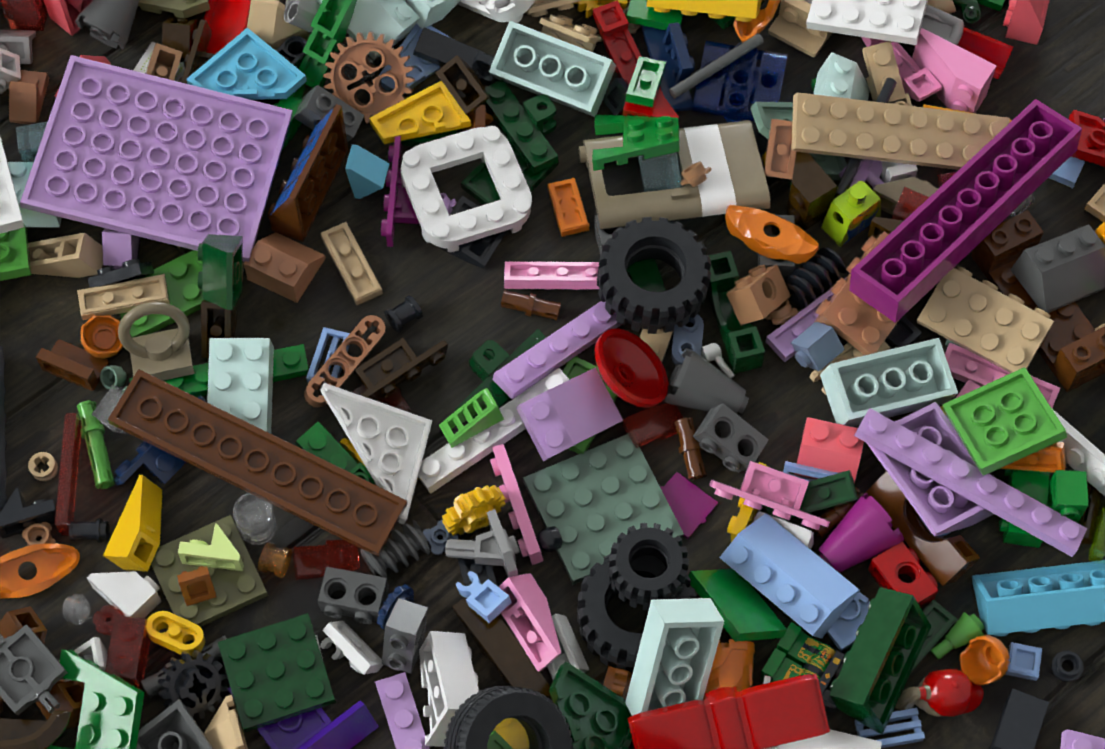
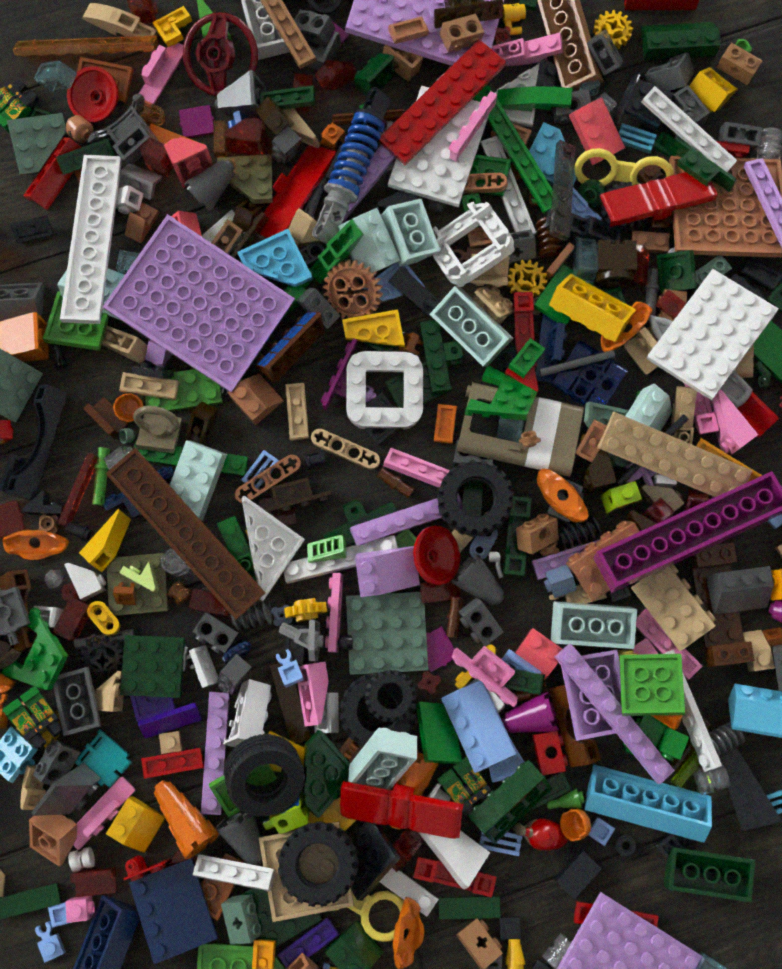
camera: 25 degrees right, 15 degrees up
(43, 457) = (72, 478): tan bush -> none
(221, 269) = (211, 395): dark green slope -> none
(365, 171) = (325, 356): medium azure slope -> none
(441, 283) = (346, 447): none -> tan beam
(463, 84) = (410, 318): dark brown slope -> none
(698, 556) = (434, 681): none -> clear red plate

